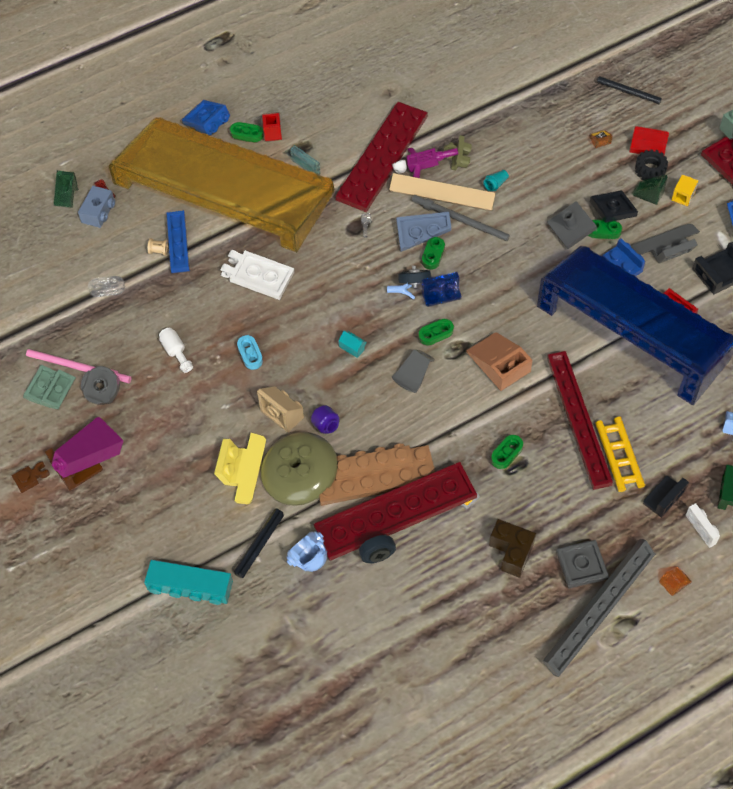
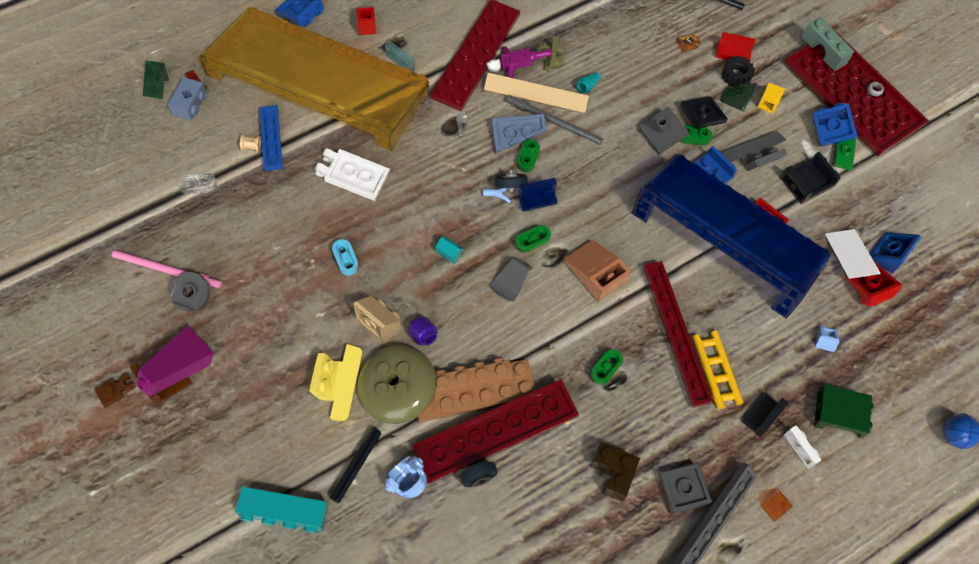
camera: 10 degrees left, 5 degrees up
(49, 387) = (136, 292): sand green slope -> none
(175, 347) = (267, 250): white piece -> none
(246, 132) = (342, 25): green plate -> none

